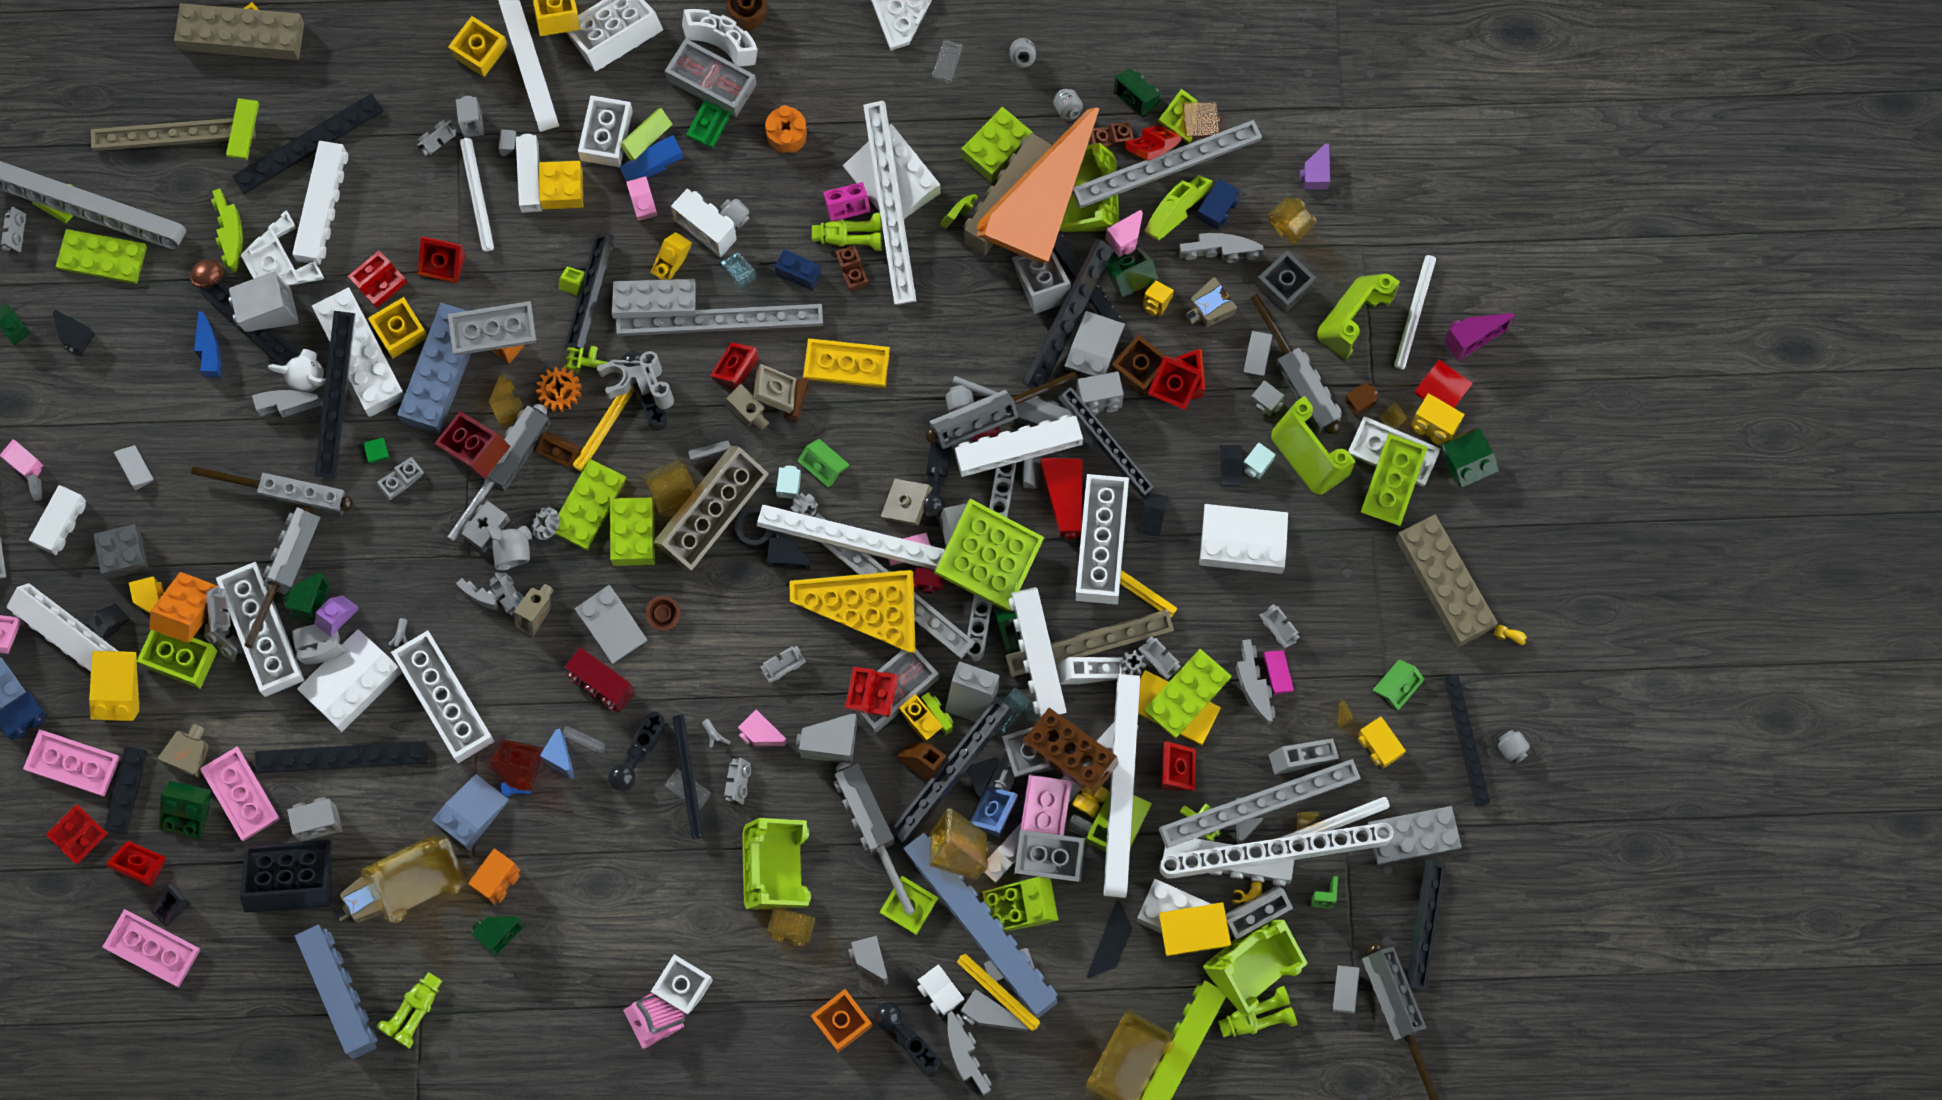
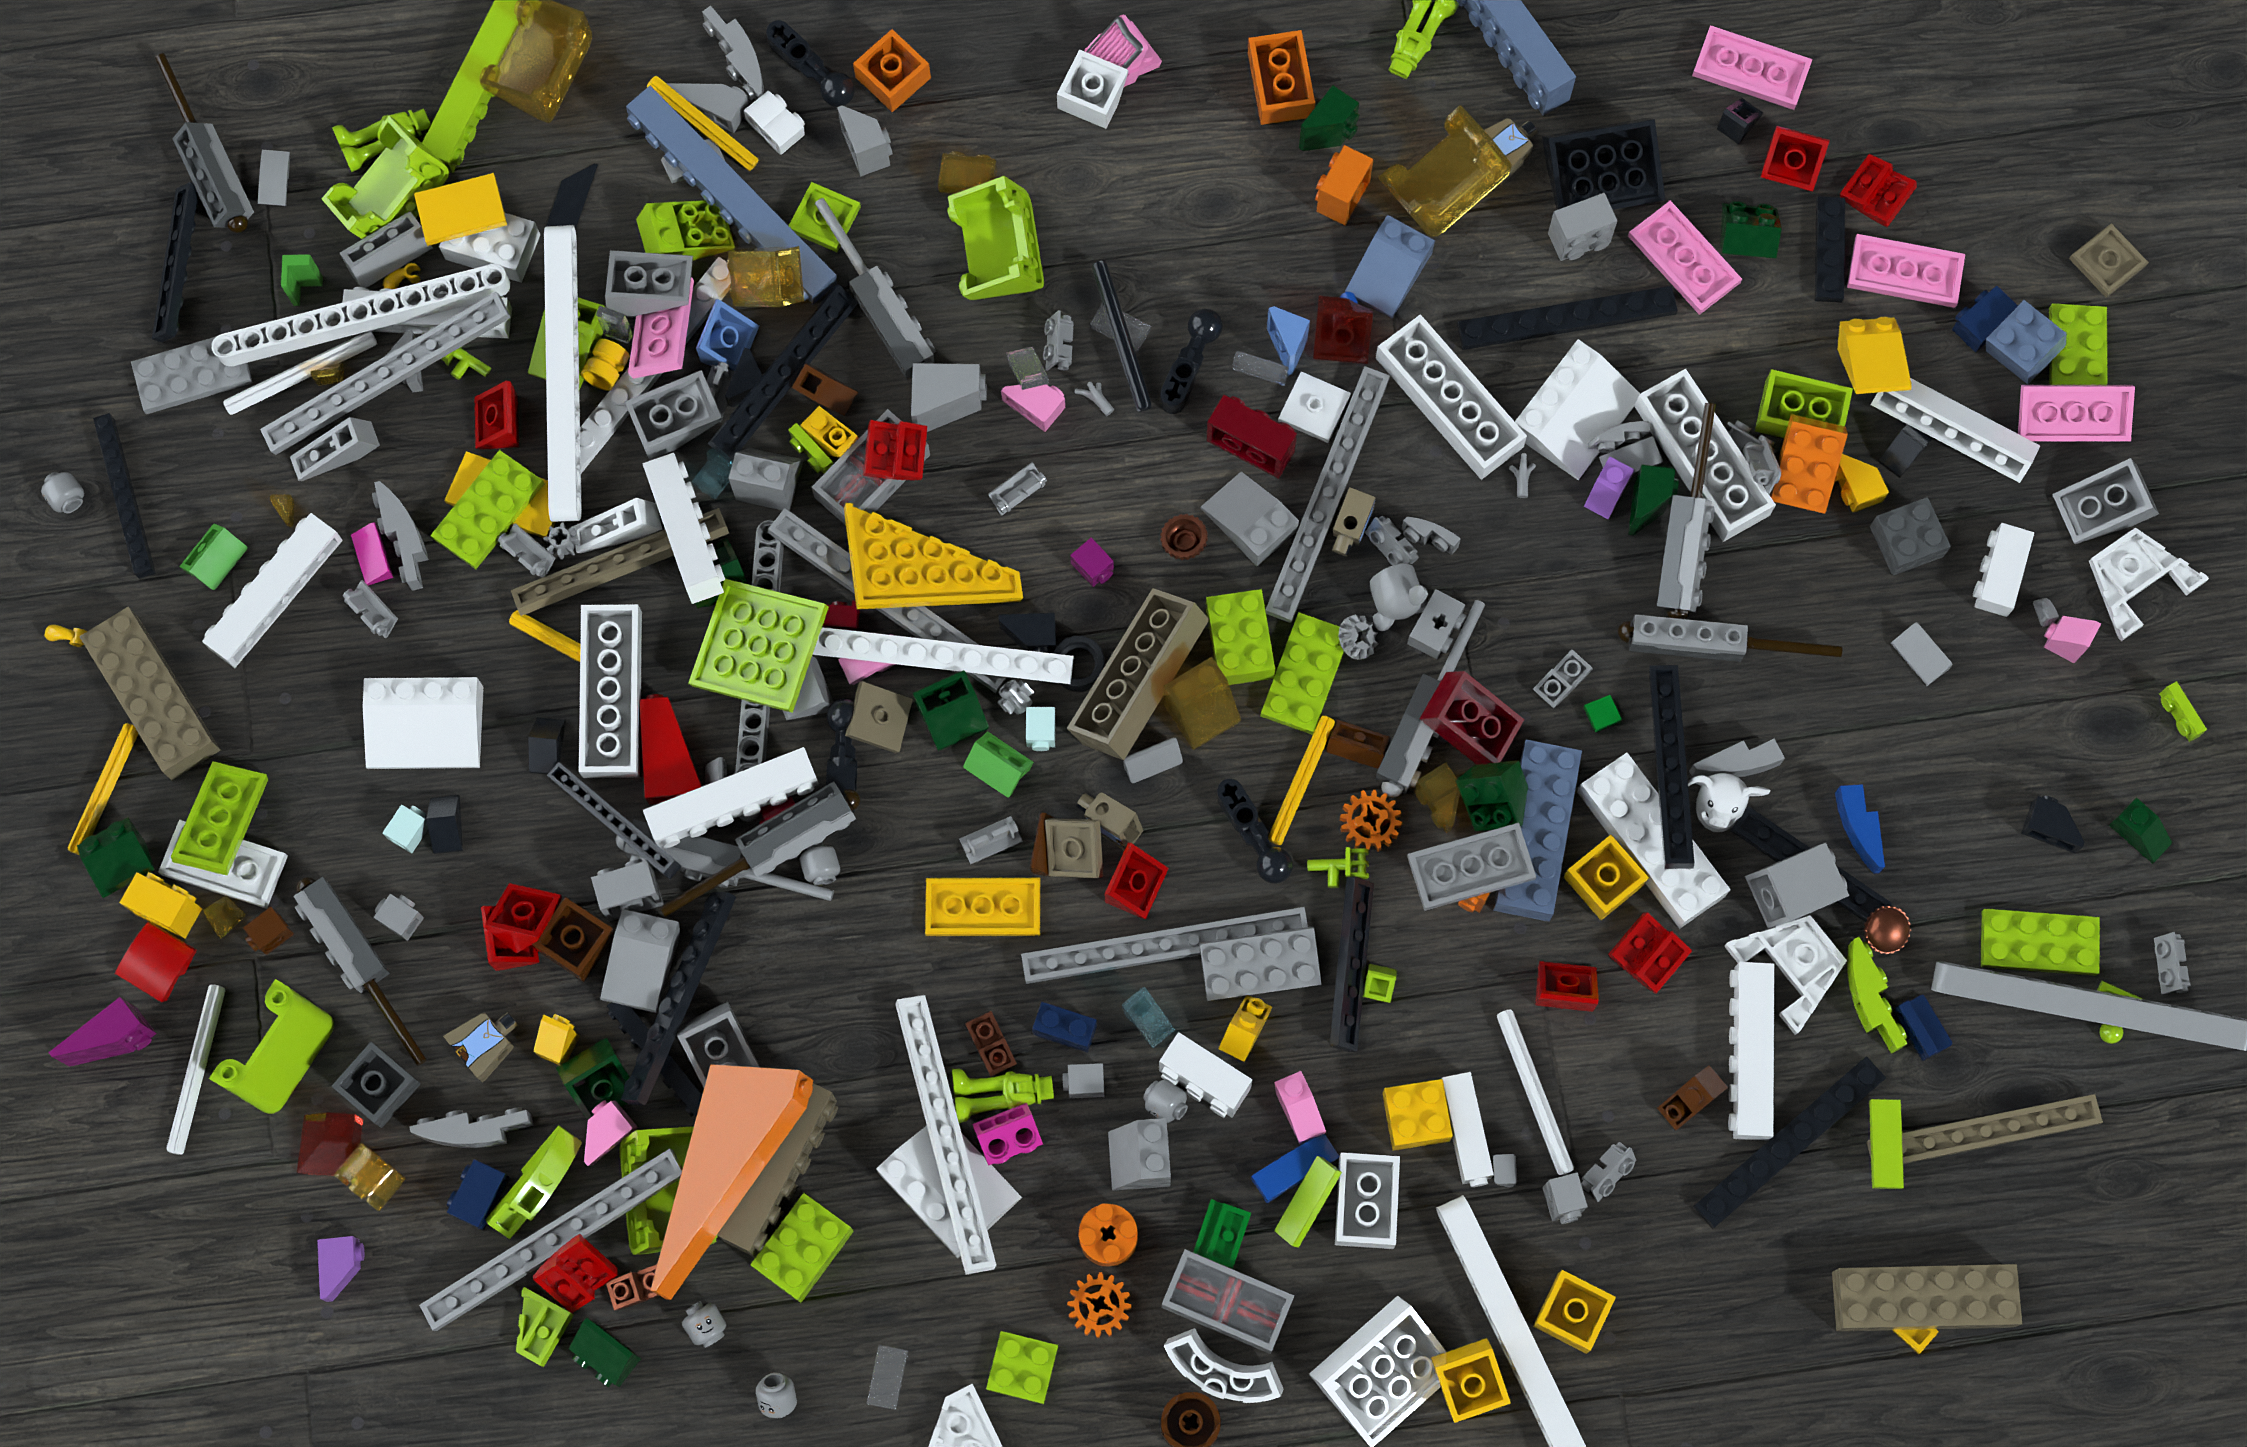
camera: 175 degrees right, 0 degrees up
(186, 751) = (1763, 297): dark tan torso -> none
(198, 208) = (1922, 1027): none -> dark blue panel
(367, 176) = (1692, 1097): none -> reddish brown slope
(466, 390) = (1494, 794): none -> dark green slope
(529, 978) = (1281, 77): none -> orange brick
(548, 637) = (1327, 494): none -> light grey plate
(548, 707) = (1314, 407): none -> white plate
(644, 374) = (1252, 836): light grey piece -> none
(734, 601) = (1092, 562): none -> magenta brick
(756, 175) = (1140, 1155): none -> light grey slope
(763, 757) = (1027, 368): none -> clear tile
(789, 233) = (1084, 1080): none -> light grey brick
(798, 79) = (1092, 1320): none -> orange gear
(835, 408) = (990, 840): none -> light grey hinge
(853, 501) = (951, 710): none -> dark green slope
(855, 57) = (1022, 1367): none -> lime plate
(961, 207) = (849, 1136): lime slope -> none
(1071, 738) = (628, 376): reddish brown brick -> none
(1200, 119) = (510, 1323): clear orange piece -> none
(1258, 353) = (413, 981): light grey slope -> none
(1306, 453) = (360, 869): lime windscreen -> none
(1322, 251) = (327, 1142): none -> clear red slope
(1353, 650) = (272, 590): none -> white brick
(1381, 743) = (234, 477): yellow brick -> none
(1482, 516) = (104, 786): none -> yellow axle

